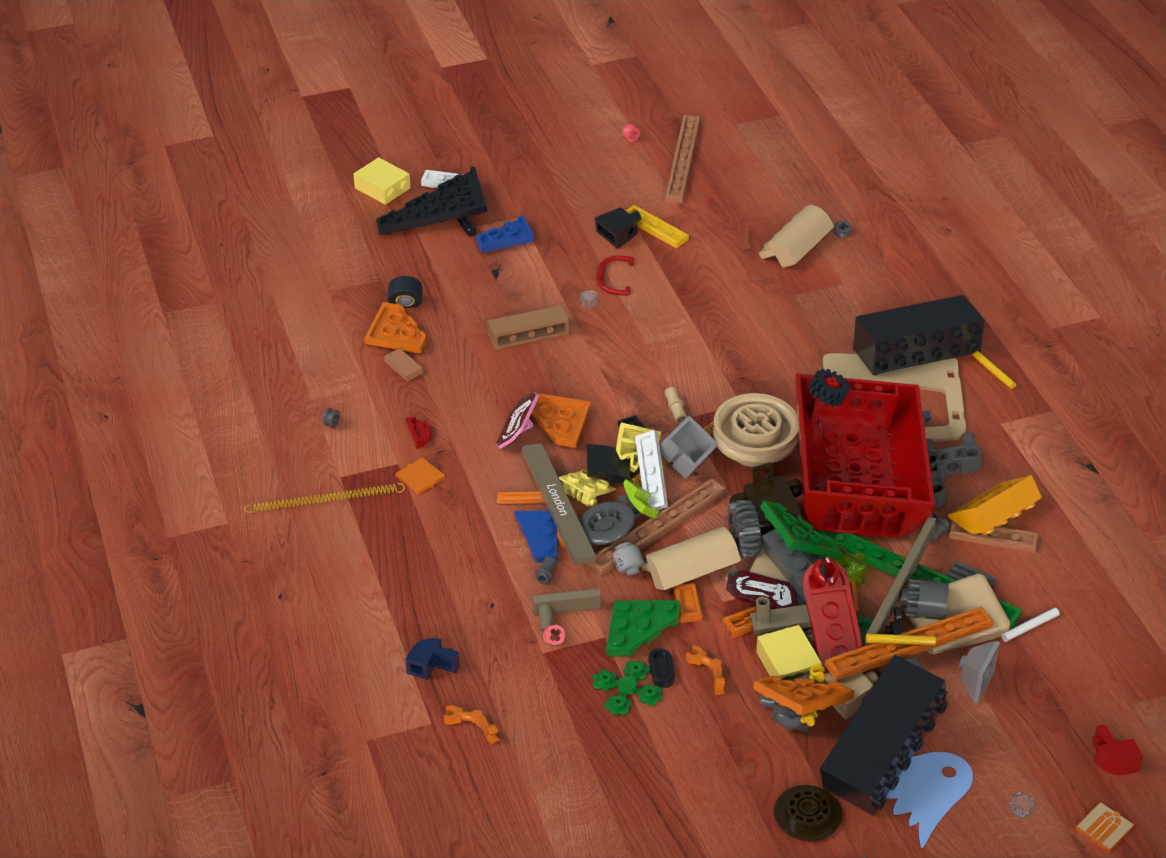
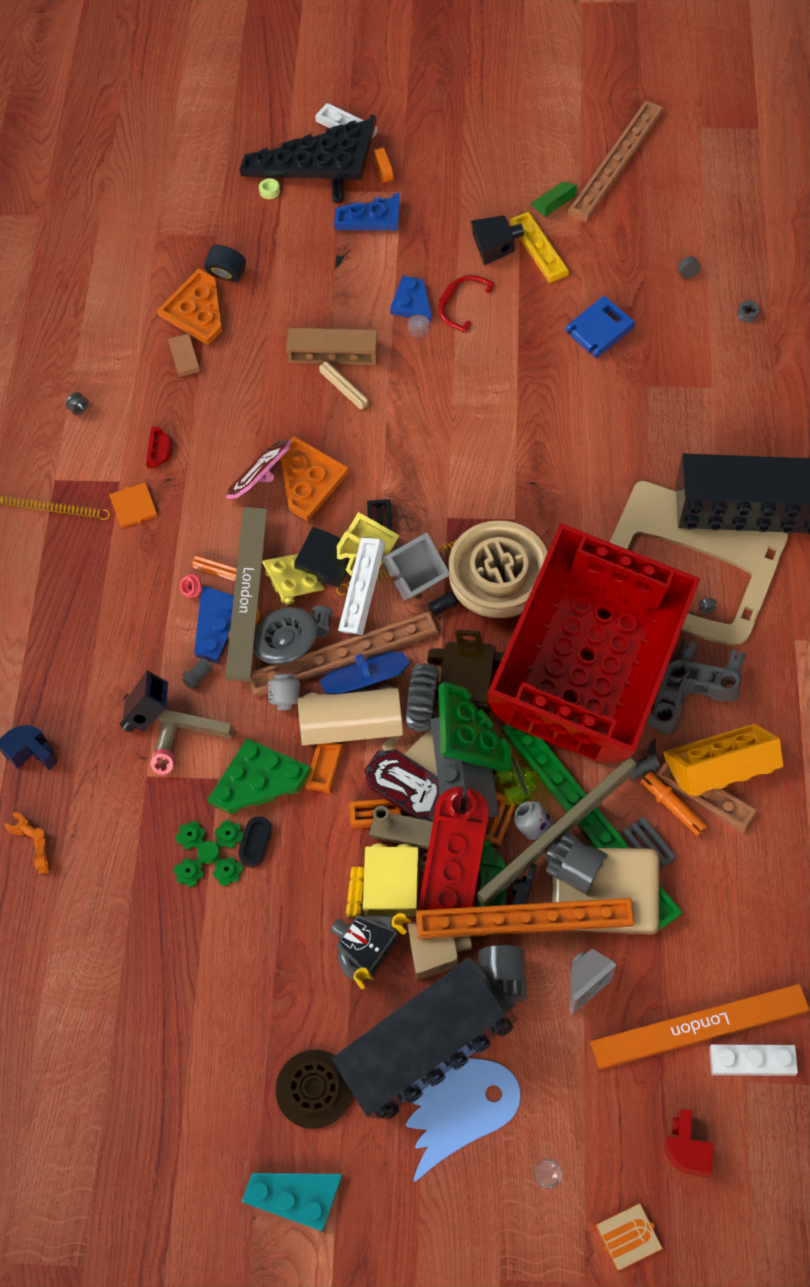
camera: 25 degrees right, 20 degrees up
(382, 180) = (275, 105): light yellow brick -> none
(408, 238) = (269, 188): none -> yellowish green tile
(497, 200) = (383, 165): none -> orange beam
(500, 513) = (191, 586): none -> coral plate
(518, 596) = (145, 702): none -> black torso
(552, 351) = (344, 385): none -> tan axle
(572, 282) = (411, 299): none -> blue wing
(631, 133) = (571, 106): coral bush -> none
(639, 498) = (332, 613): lime slope -> none
(649, 192) = (555, 198): none -> green slope
(675, 405) = (439, 500): tan pin -> none
(685, 528) = (364, 672): none -> blue shield
(700, 657) = (302, 846): orange piece -> none
(724, 466) = (443, 603): none -> black pin
(735, 262) = (599, 329): none -> blue container
(760, 668) = (355, 892): none -> yellow axle
(781, 211) = (688, 267): none -> dark grey tile
(798, 236) = (688, 310): tan brick -> none
(803, 694) = (368, 949): orange plate -> none
(829, 387) = (583, 558): black wheel -> none
(875, 584) = (532, 820): none -> light grey head
(901, 639) = (511, 915): yellow bar -> none
(974, 546) = (673, 803): none -> orange pin
(1016, 631) = (683, 932): white bar -> none
(1075, 680) = (699, 1026): none -> orange tile
(1128, 687) = (753, 1060): none -> white plate

